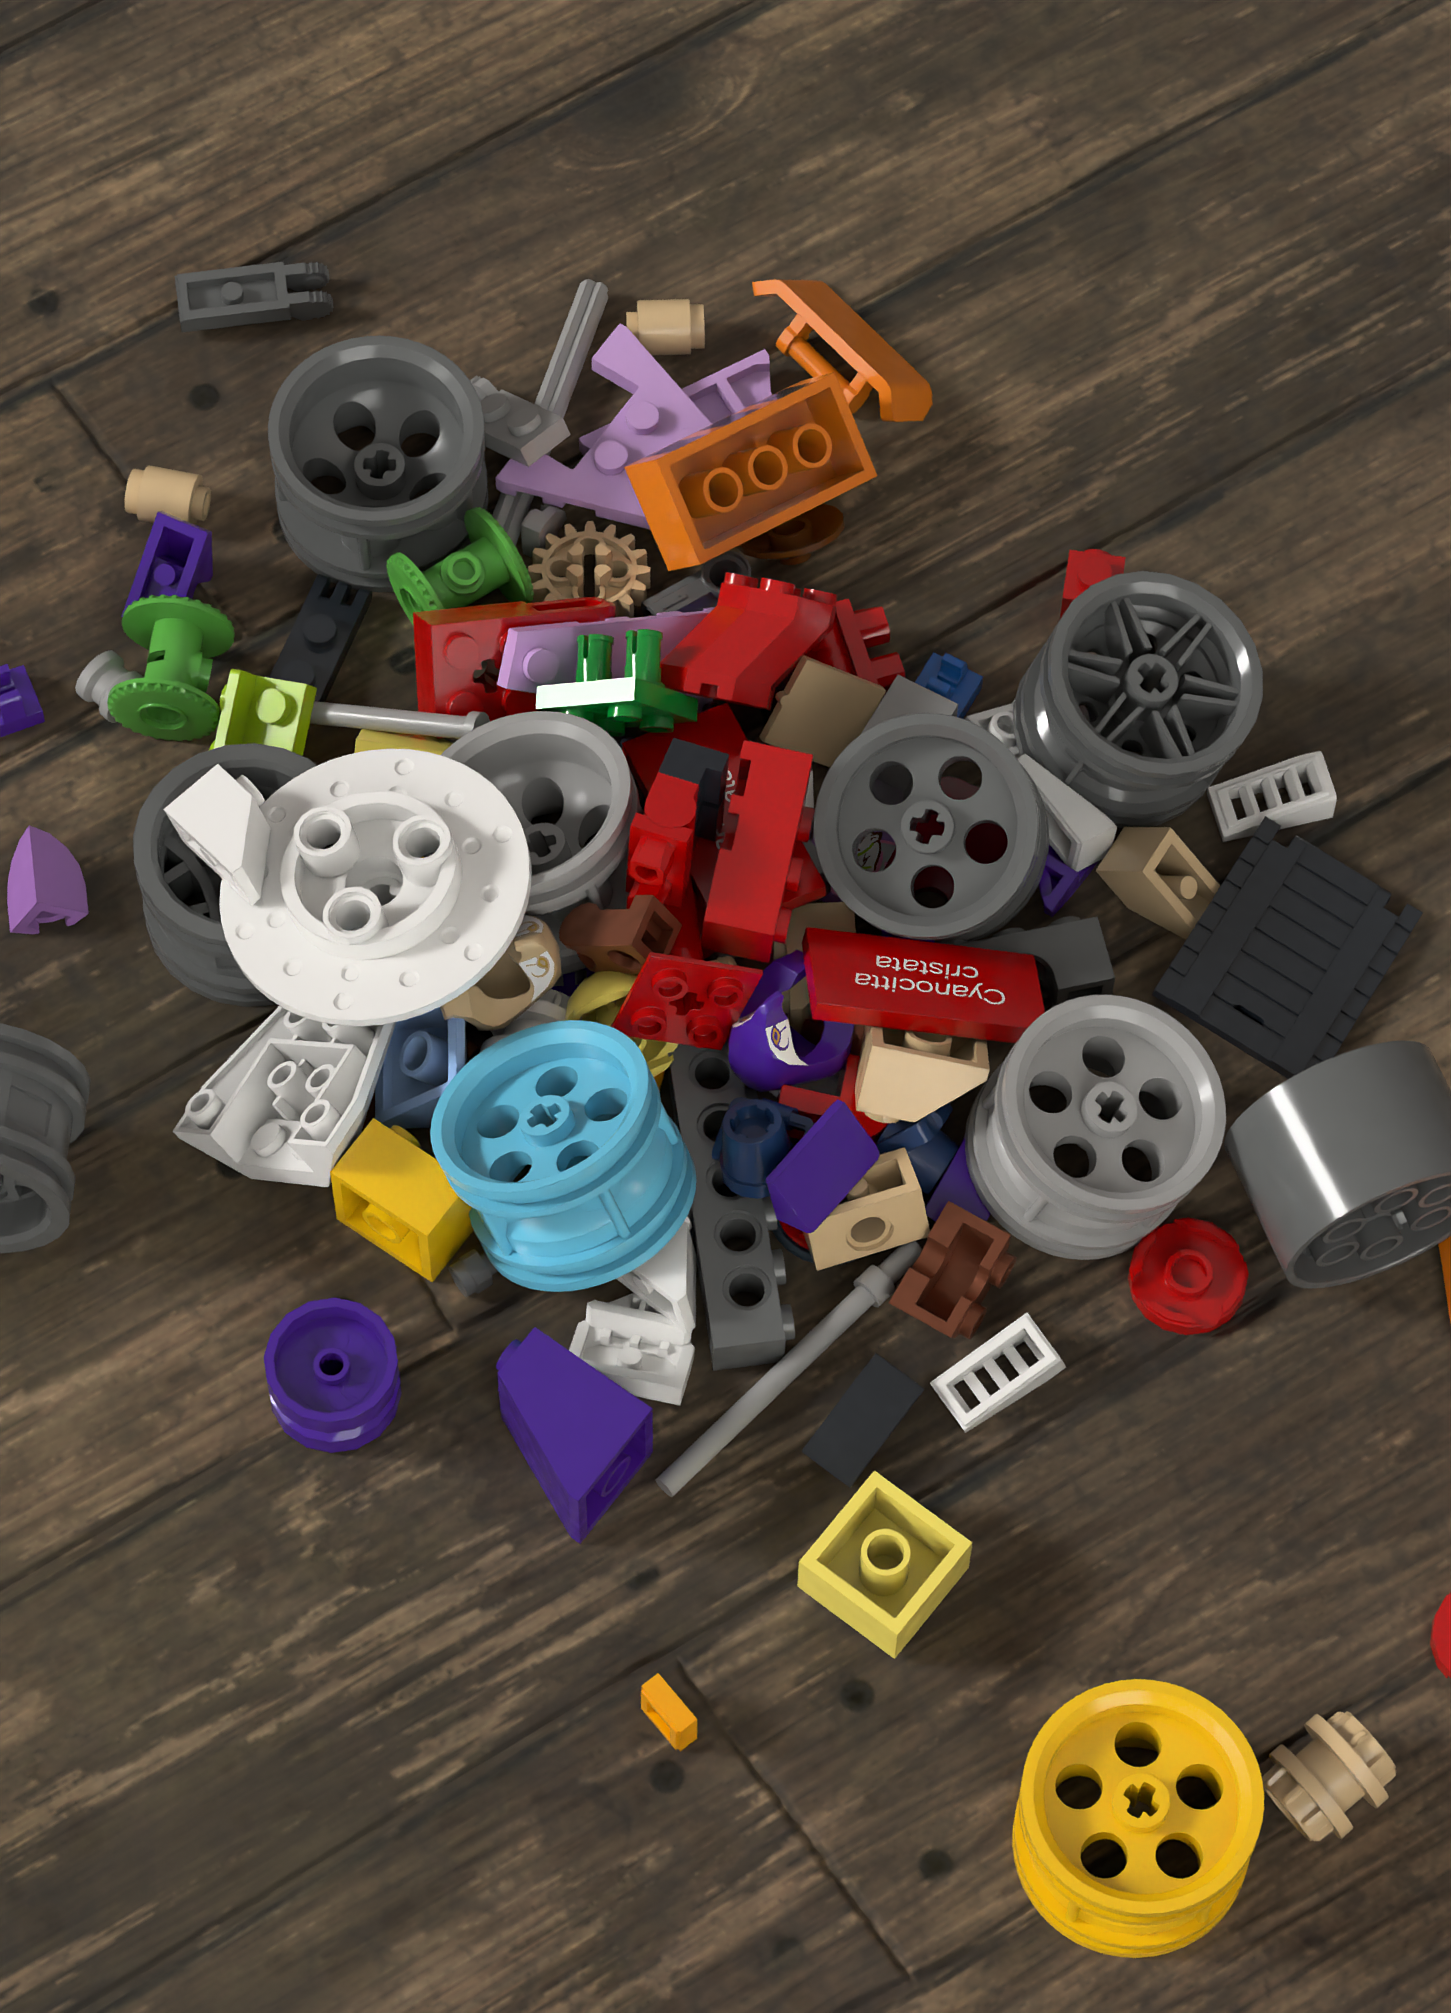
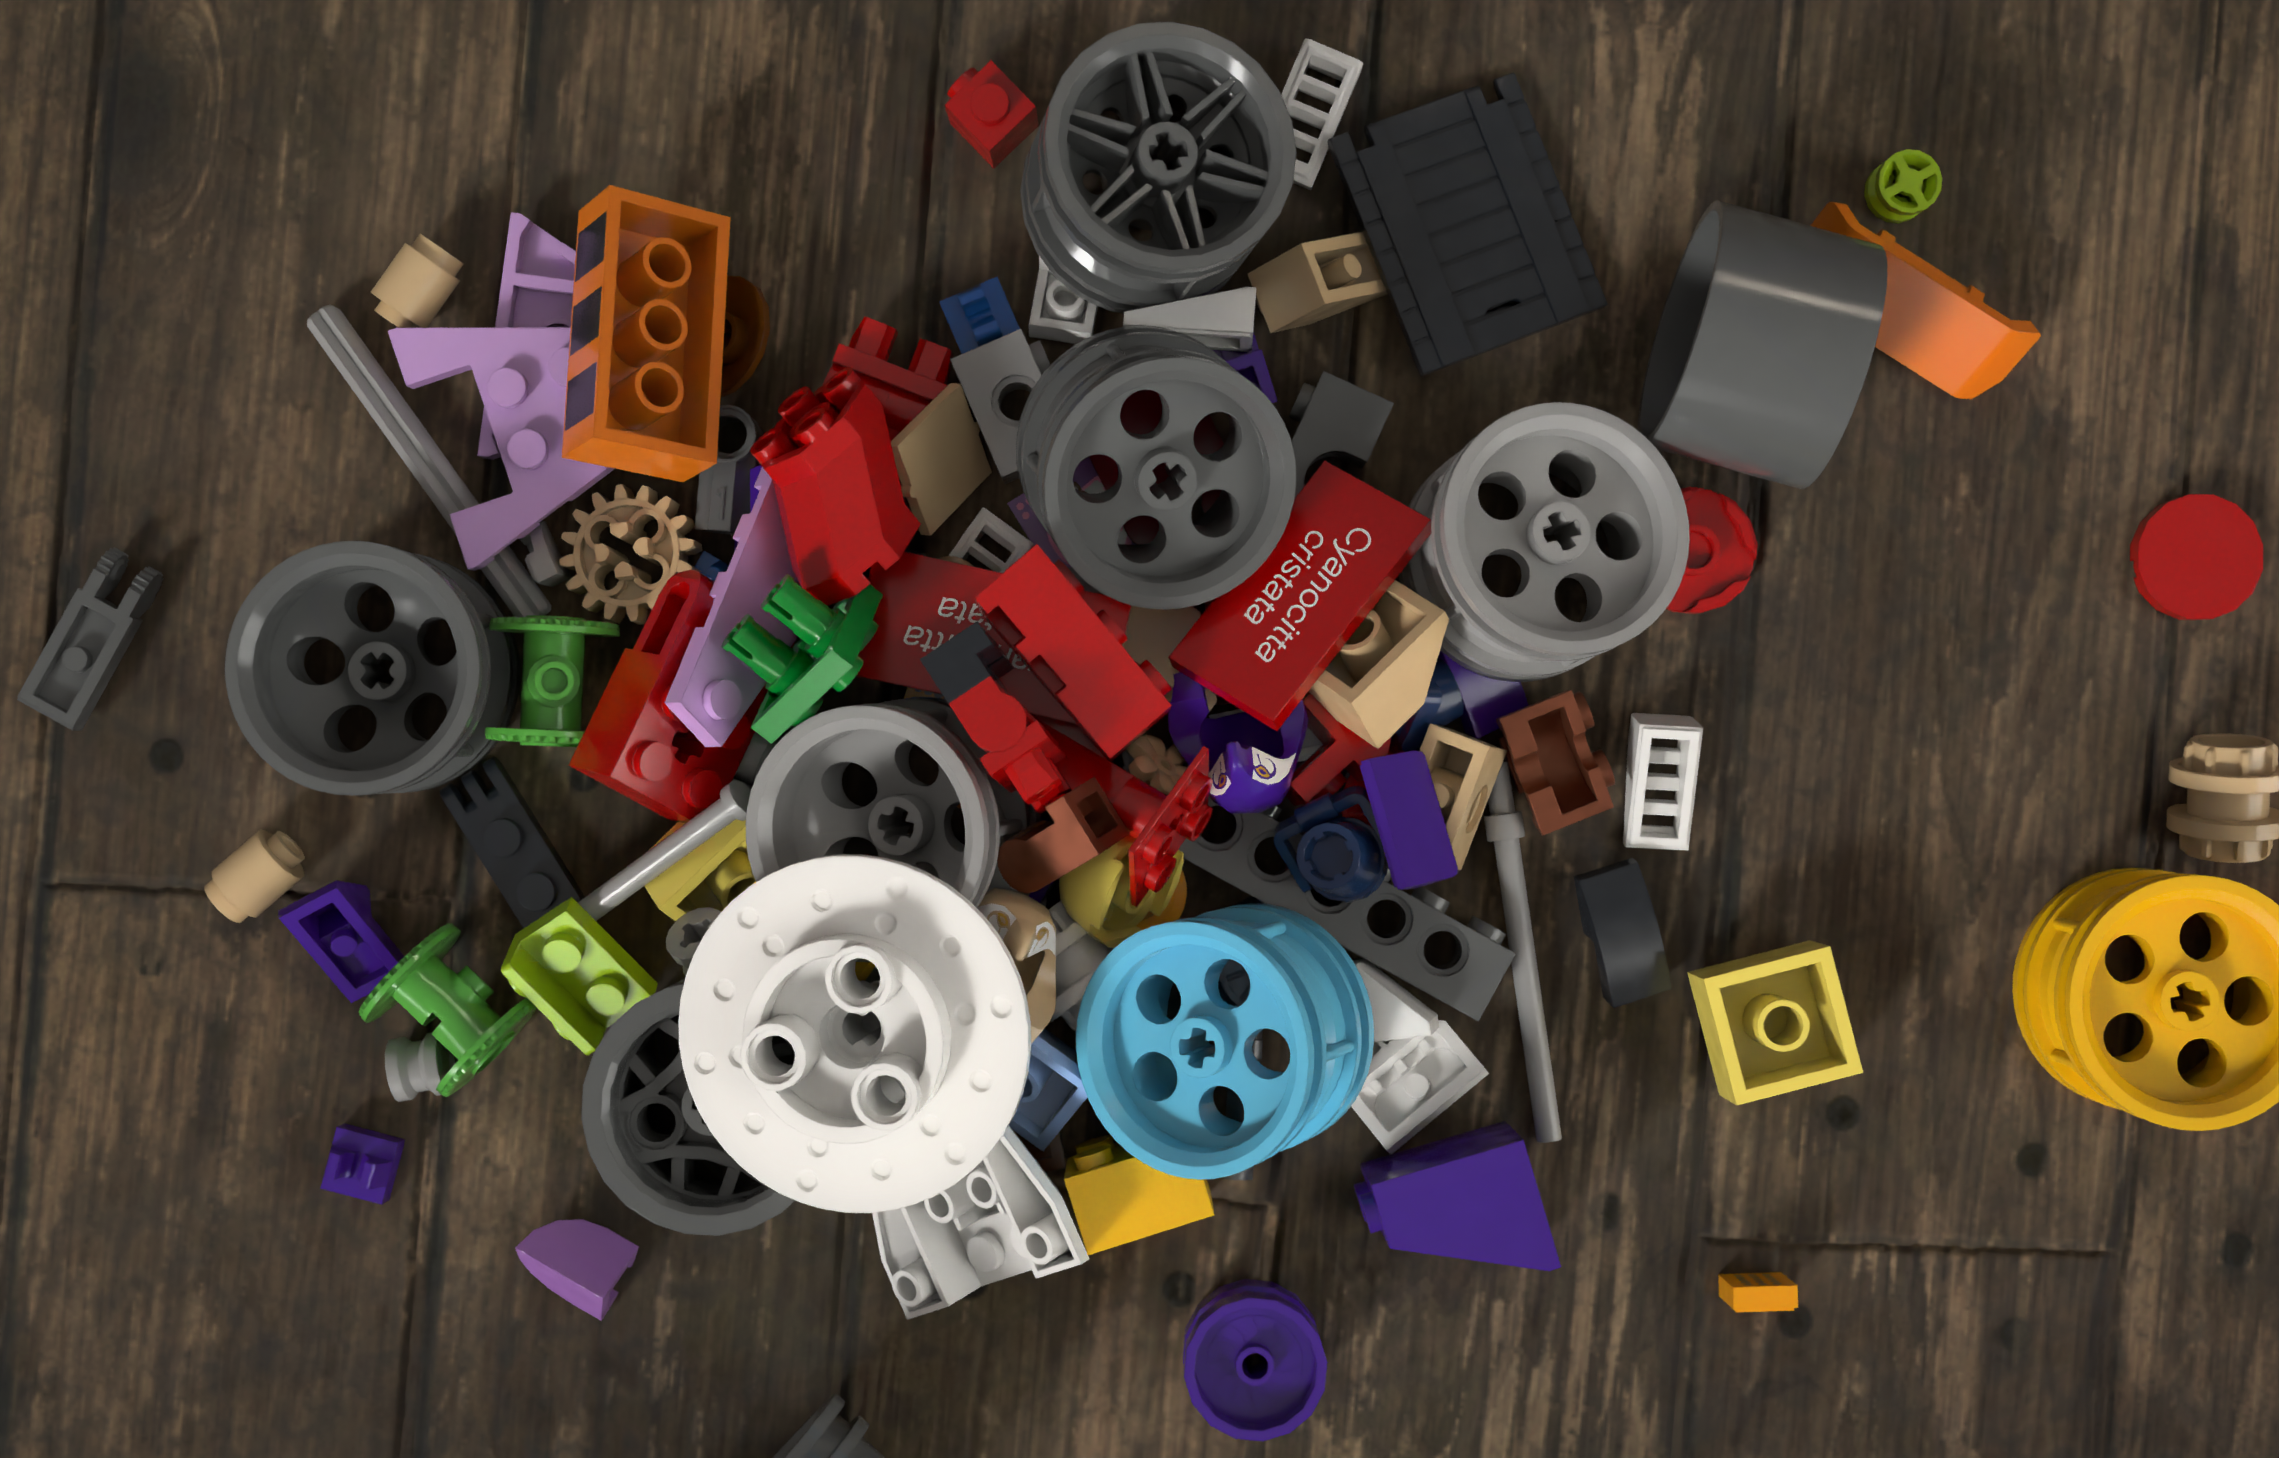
camera: 50 degrees left, 25 degrees up
(225, 829) = (696, 1132): white slope -> none
(517, 426) = (421, 511): light grey hinge -> none
(901, 389) = (565, 124): orange piece -> none

